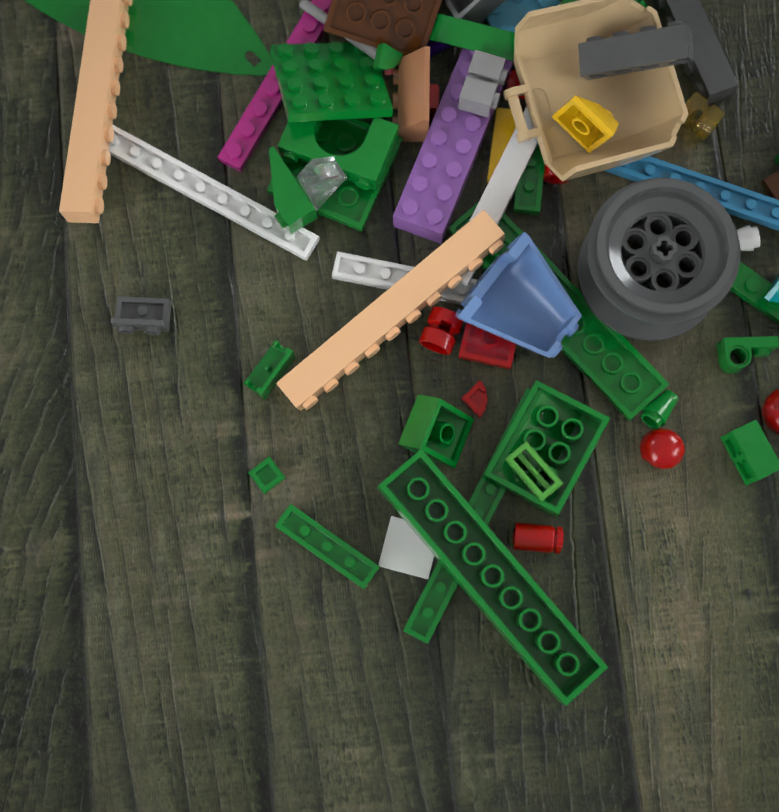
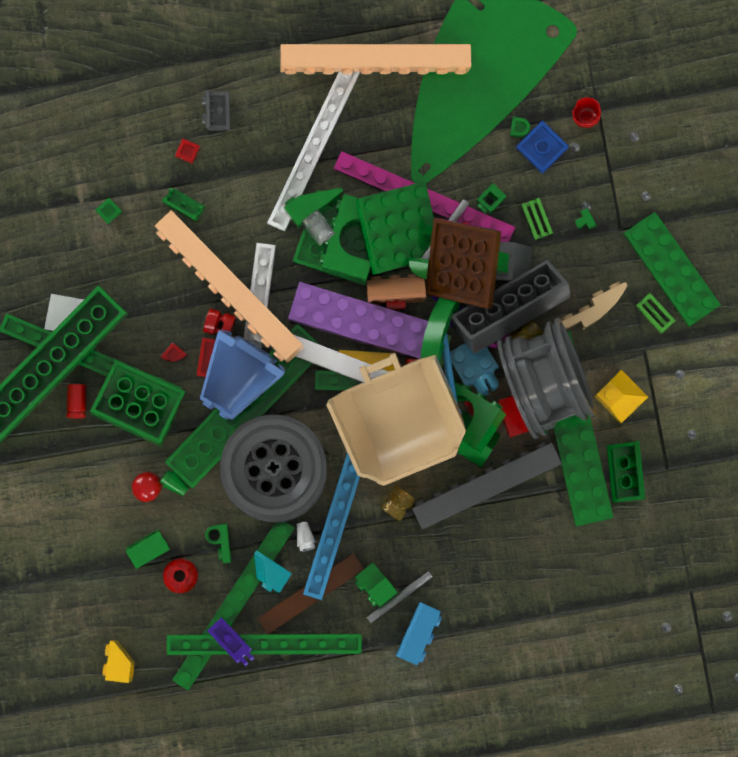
camera: 75 degrees right, 5 degrees up
(194, 360) = (187, 151): none -> red tile
(327, 546) = (61, 257): green plate -> none
(436, 430) = (147, 326): green slope -> none
(481, 86) = (399, 337): light grey piece -> none
(549, 489) = (106, 403): bright green tile -> none
(586, 122) = (374, 417): yellow slope -> none
(636, 51) = (423, 443): dark grey brick -> none

